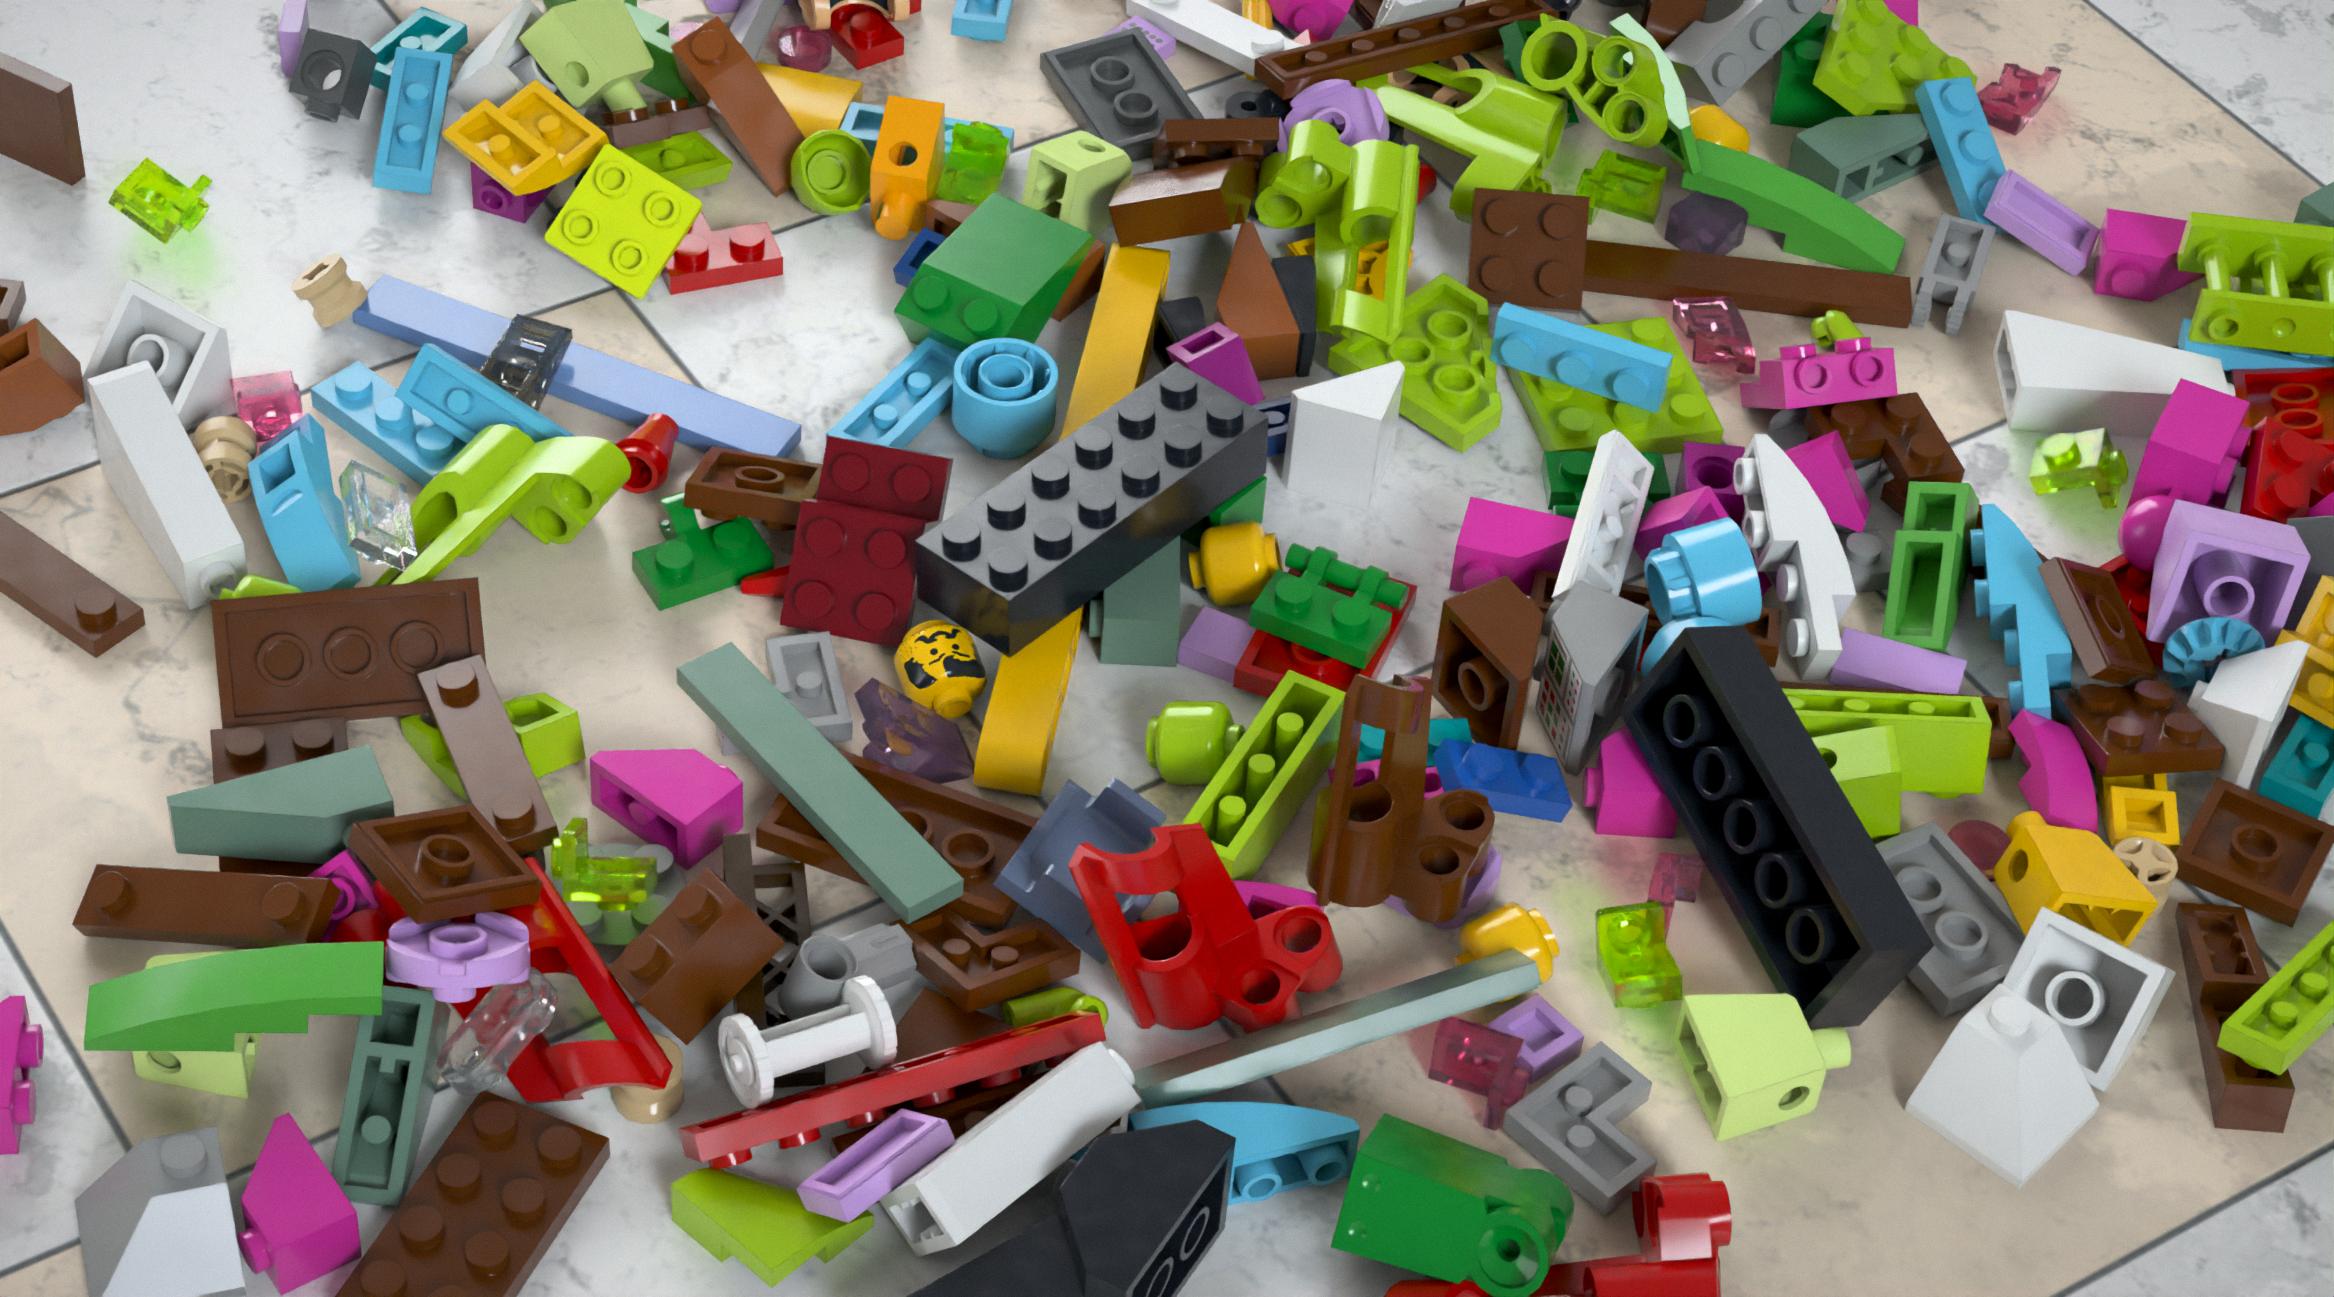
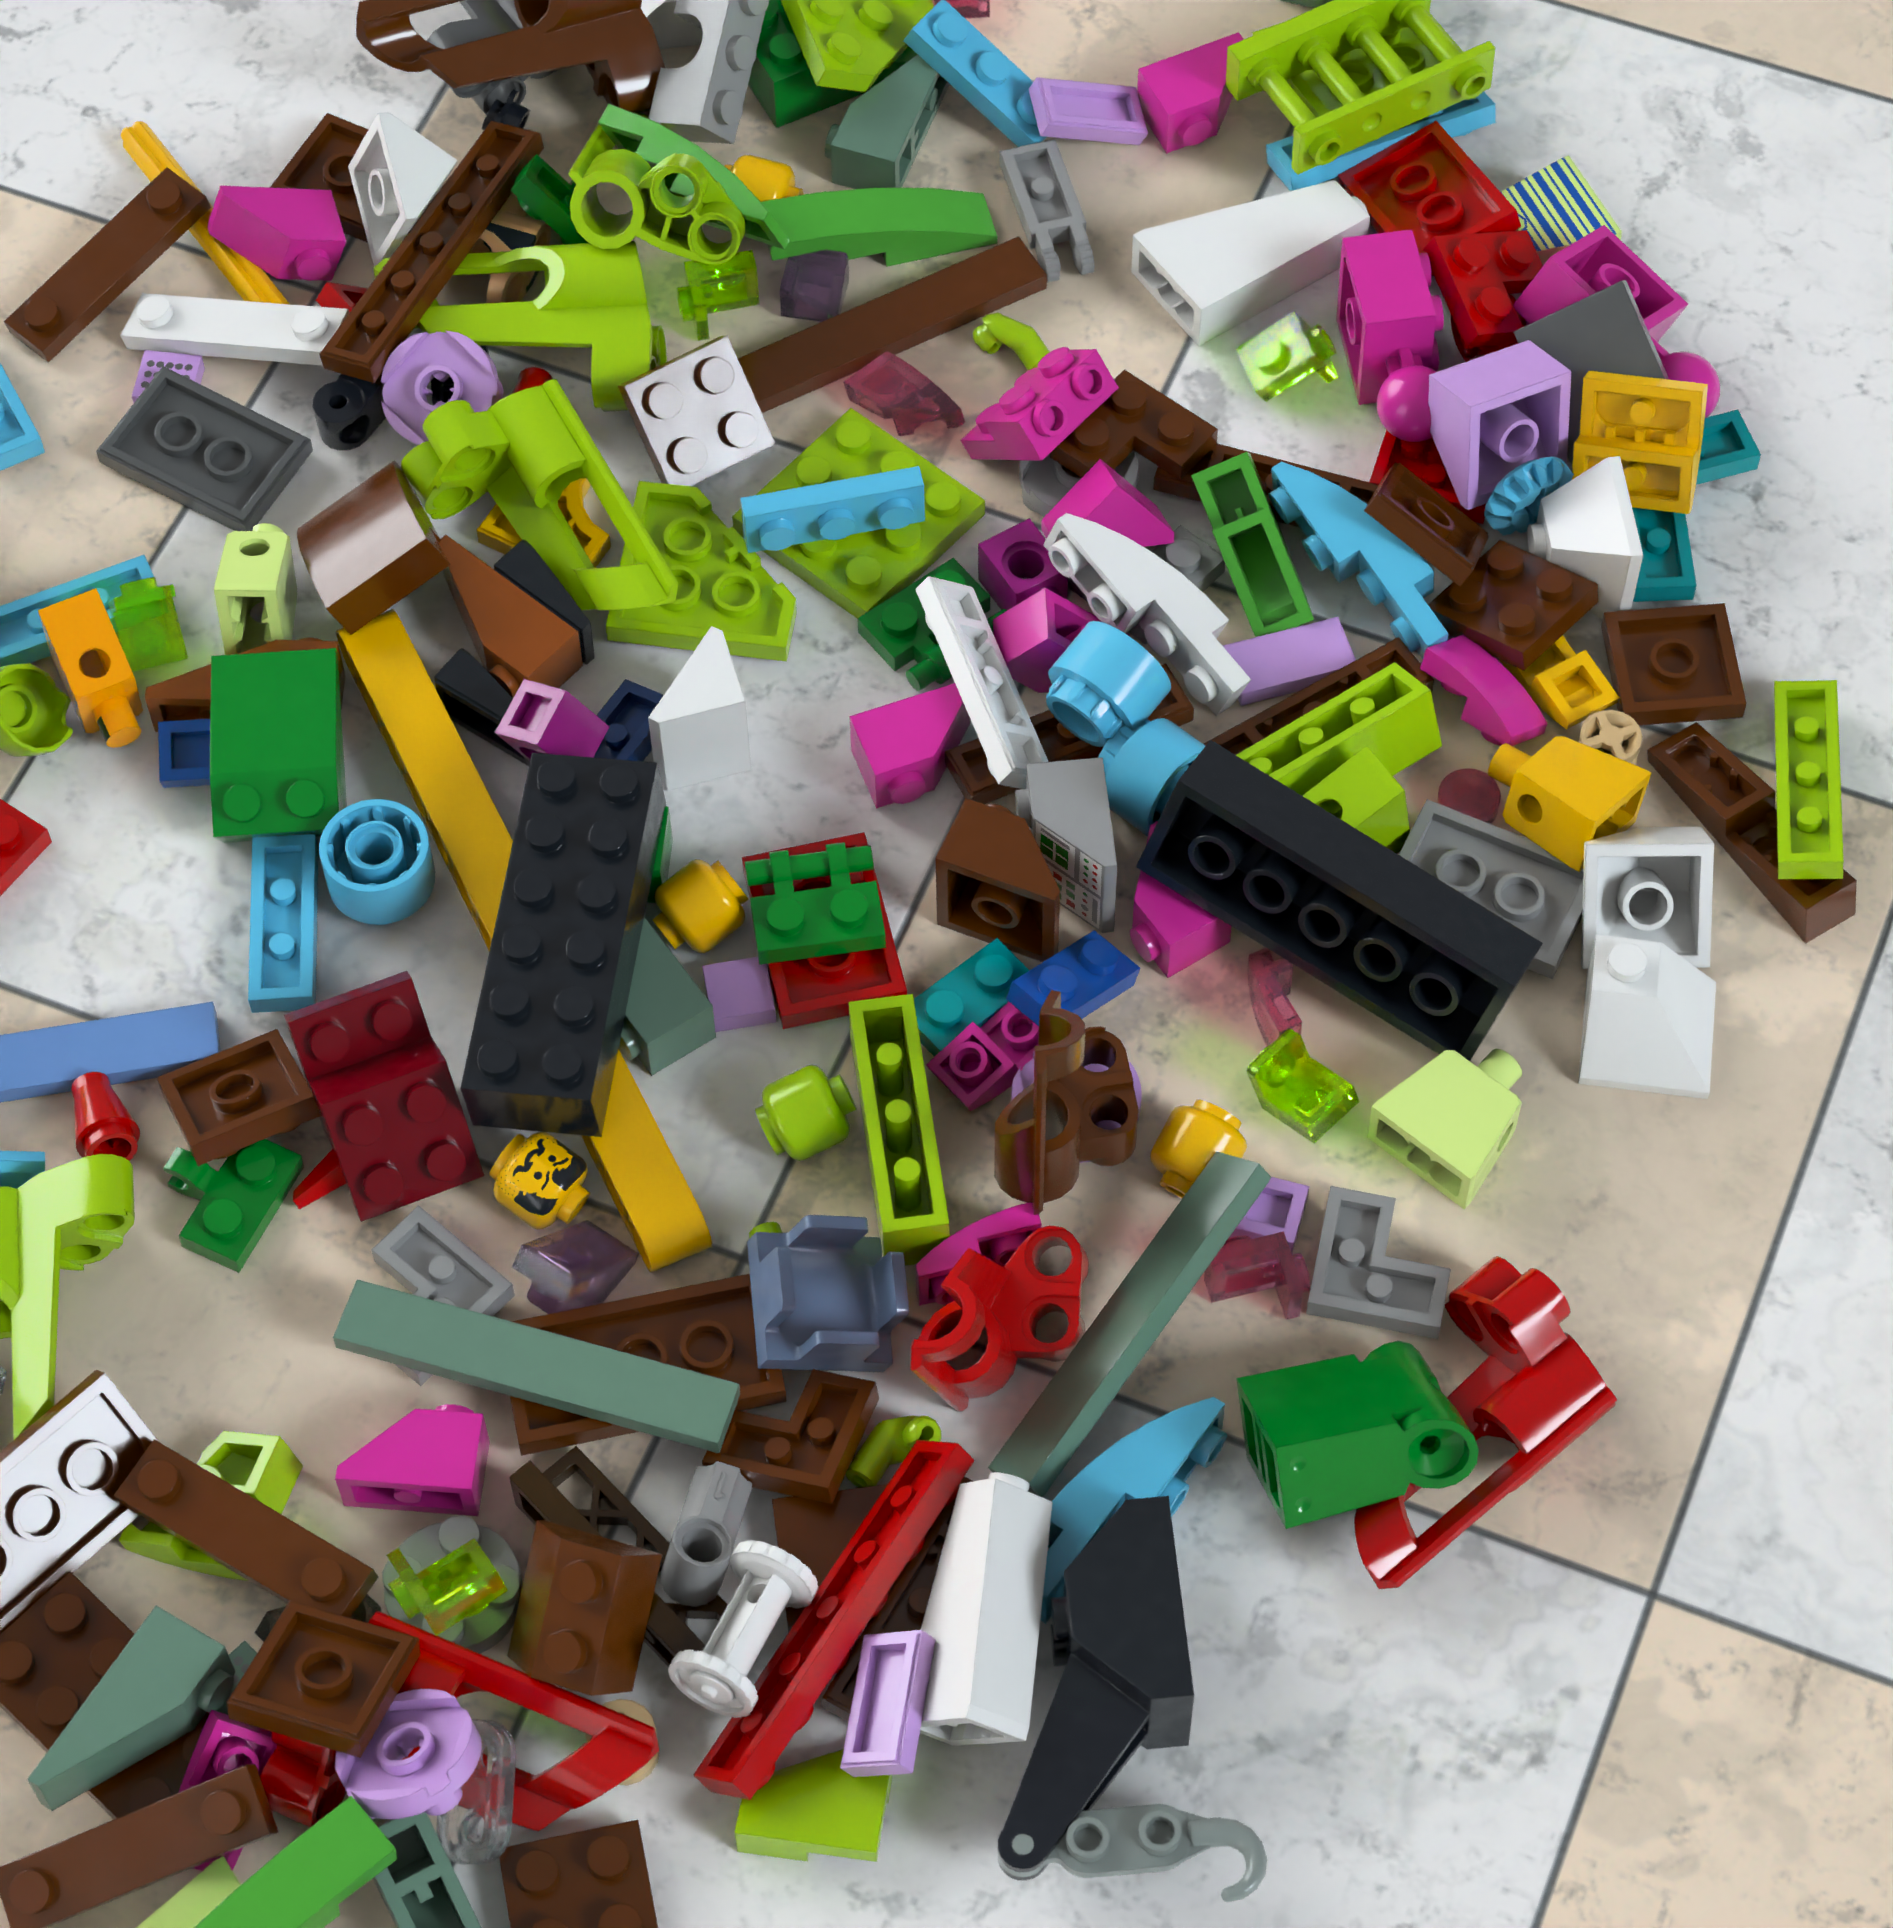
camera: 30 degrees left, 15 degrees up
(1206, 140) = (332, 478): reddish brown plate -> none

